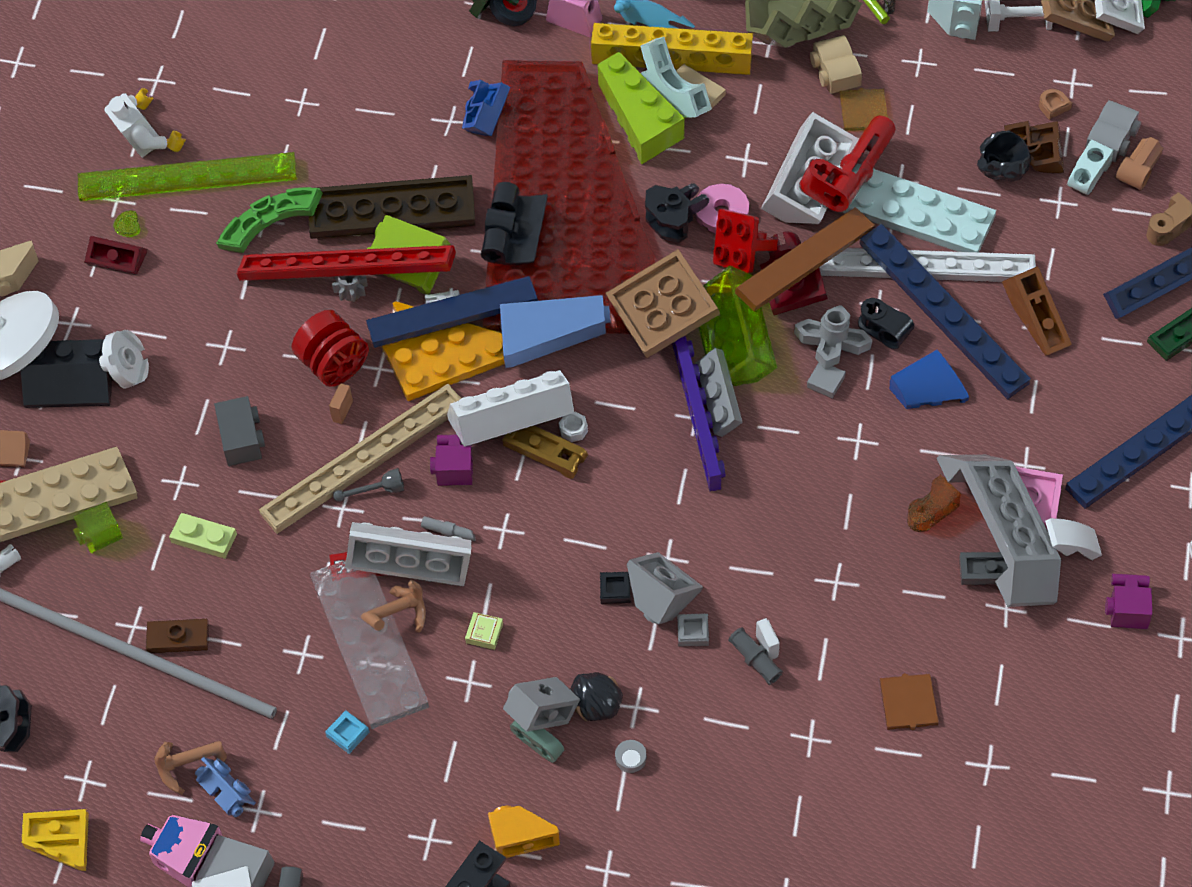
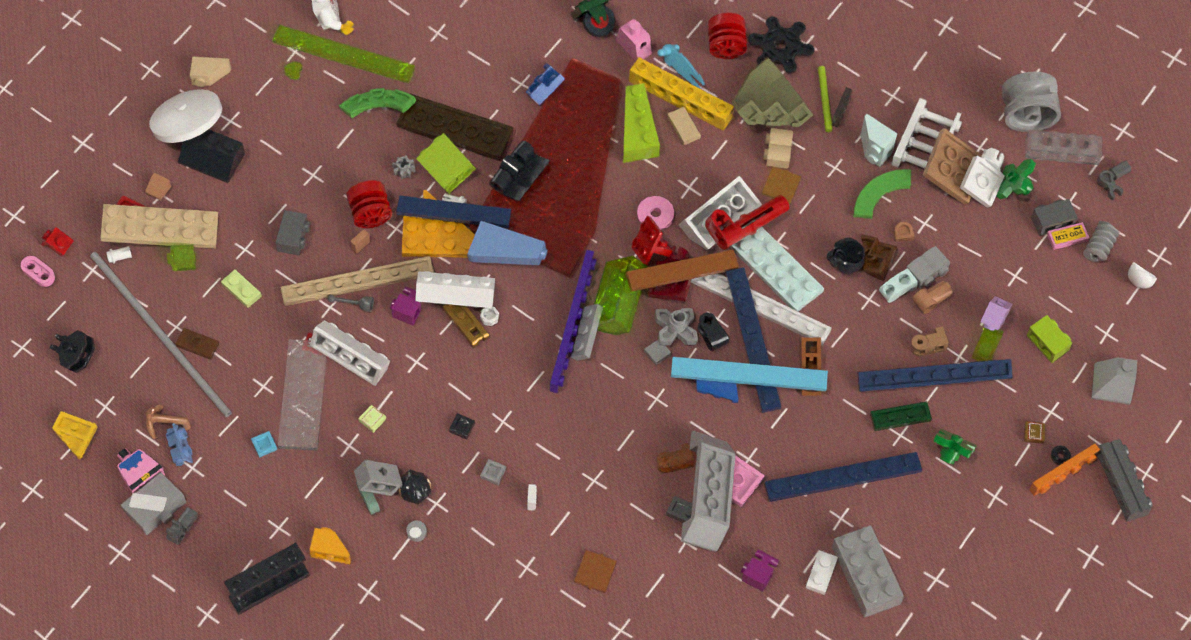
camera: 20 degrees right, 5 degrees up
(115, 255) = (276, 87): dark red slope -> none
(124, 358) = (239, 156): white plate -> none
(347, 262) = (406, 153): red tile -> none
(410, 598) = (338, 381): nougat piece -> none
(447, 528) = (383, 347): light grey piece -> none
(660, 587) = (486, 437): light grey slope -> none
(662, 303) = (579, 262): medium nougat plate -> none
(673, 210) = (620, 202): black hinge -> none
(685, 97) = (665, 122): light aqua arch -> none
(755, 656) = (520, 504): dark grey pin -> none
(967, 353) = (749, 374): none -> medium azure tile
(989, 63) = (877, 188): none -> bright green tile
(1073, 536) = (746, 516): white slope -> none

